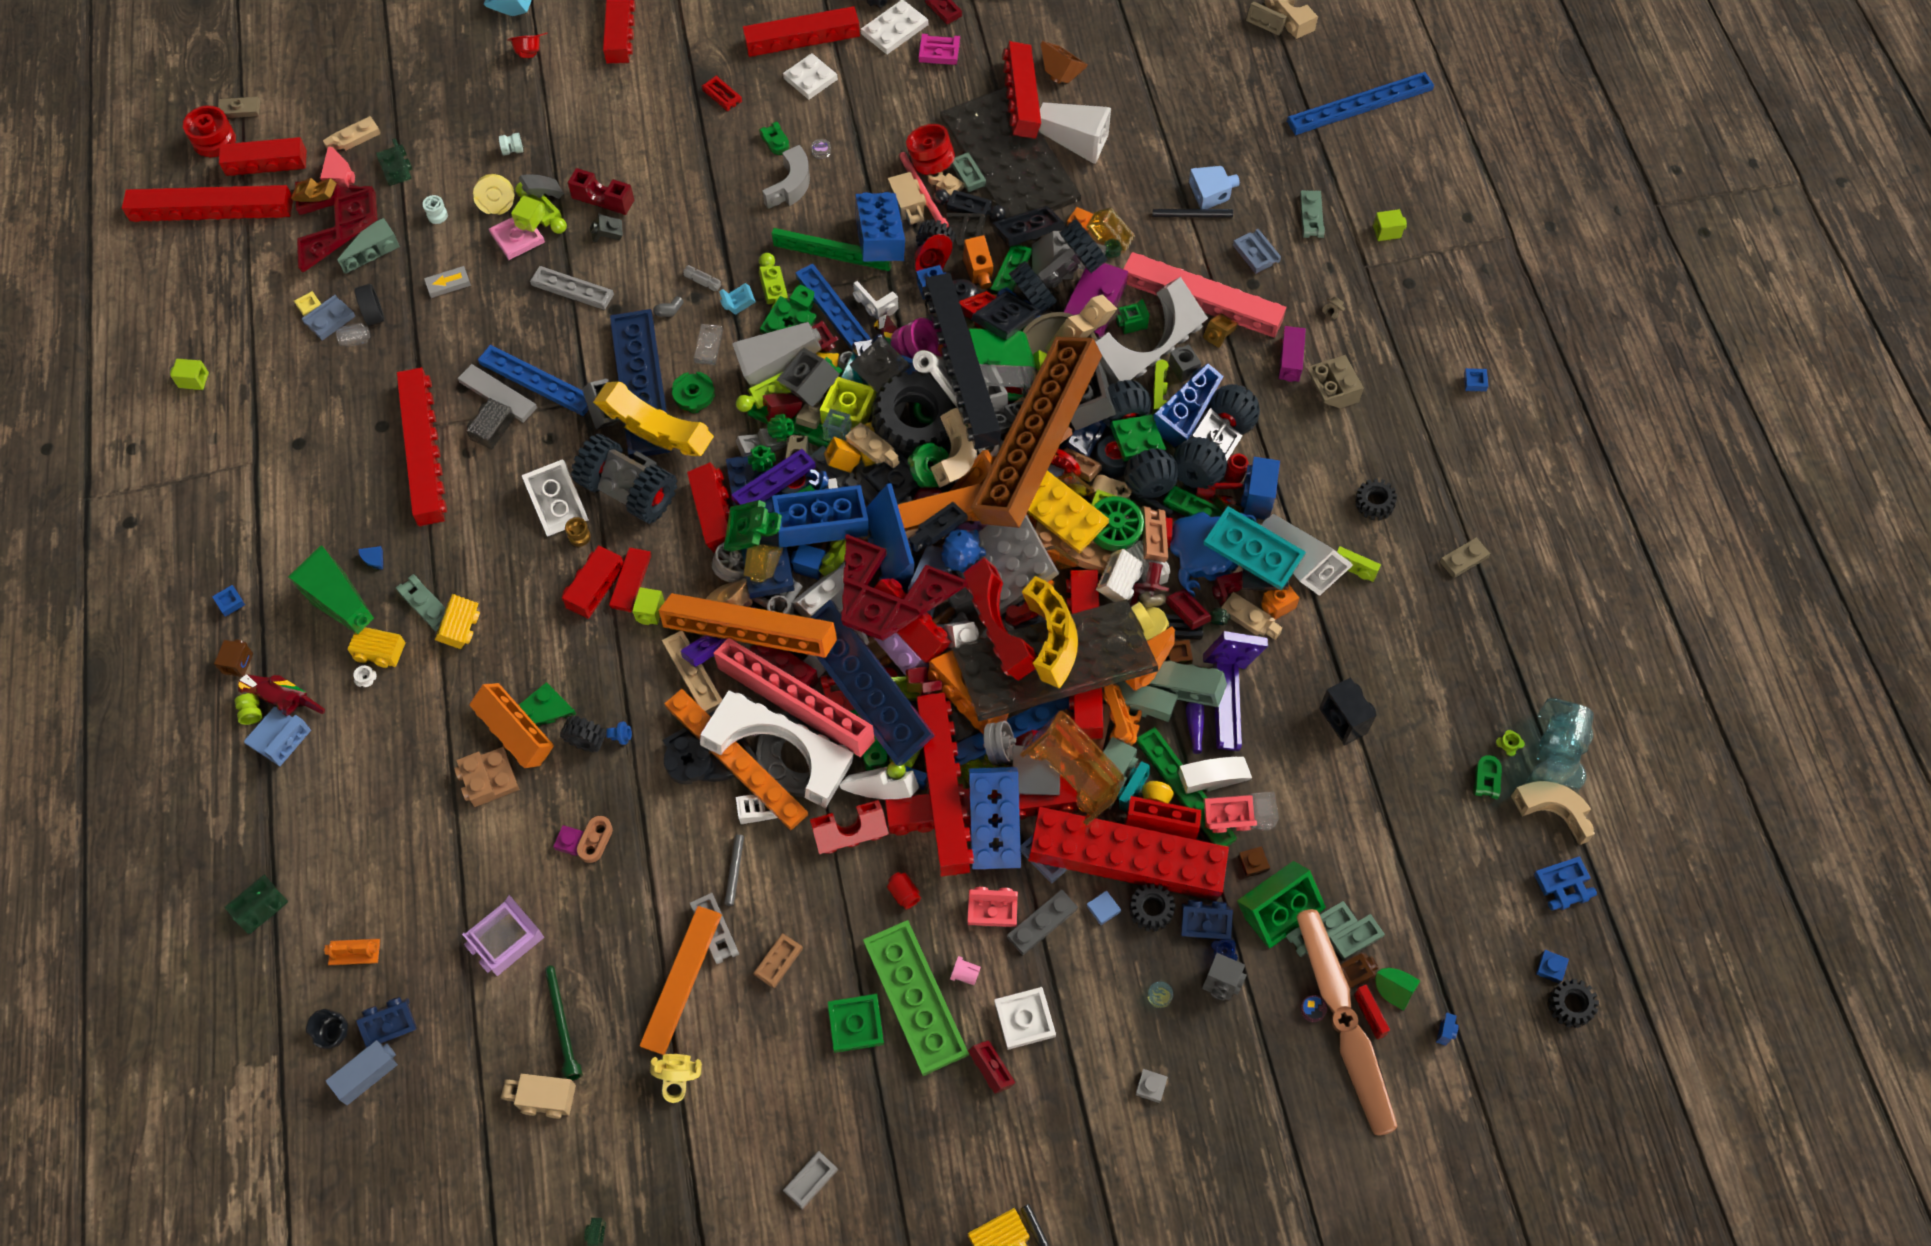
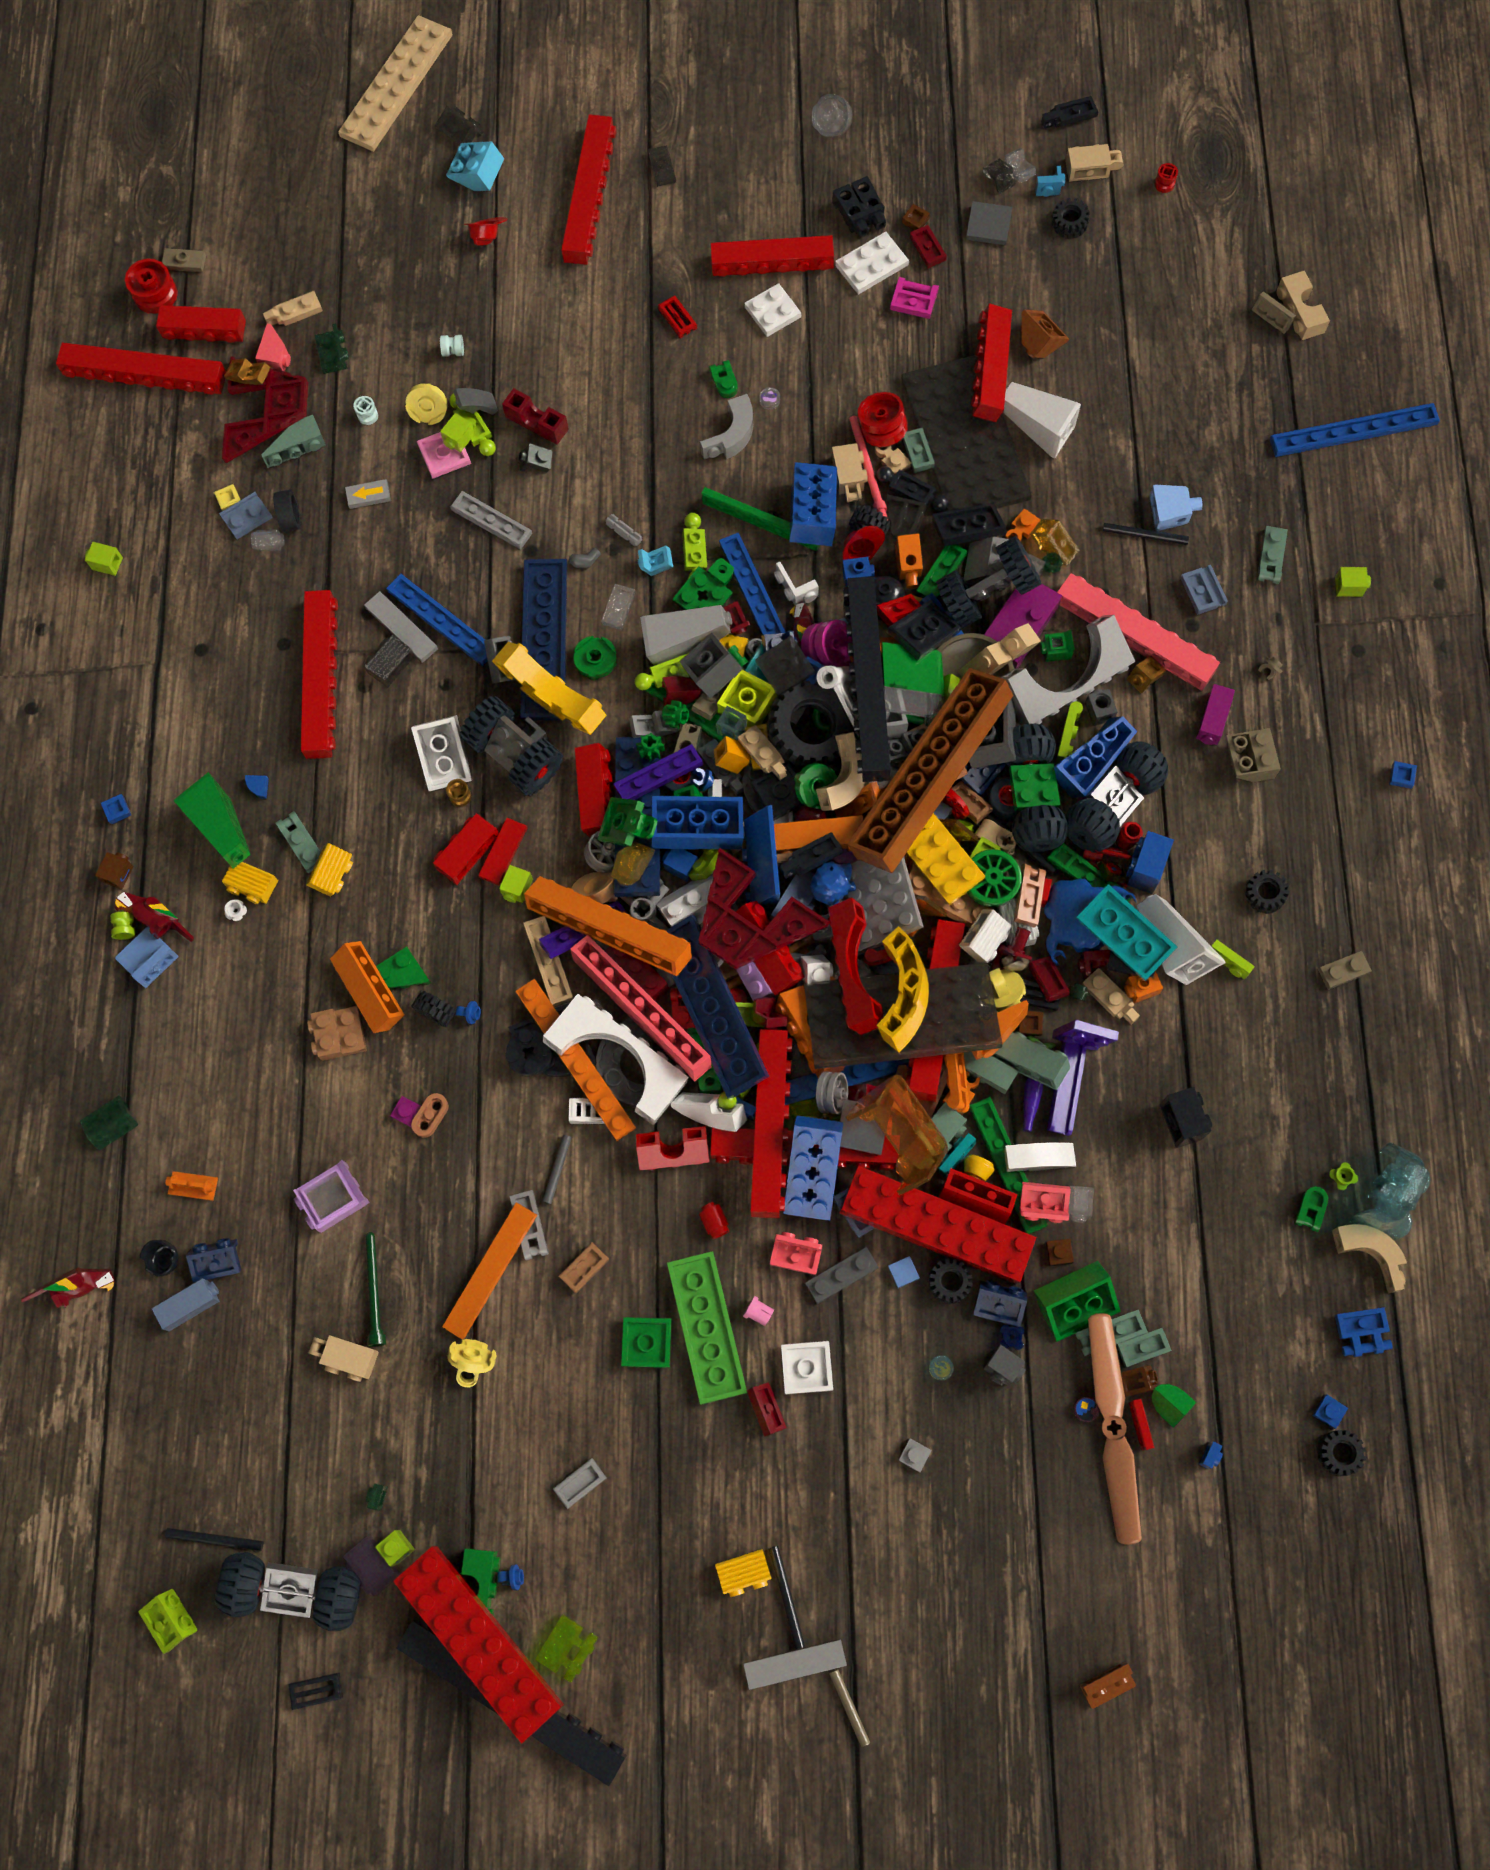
camera: 15 degrees right, 10 degrees up
(239, 1074) = (74, 1285): none -> dark red animal

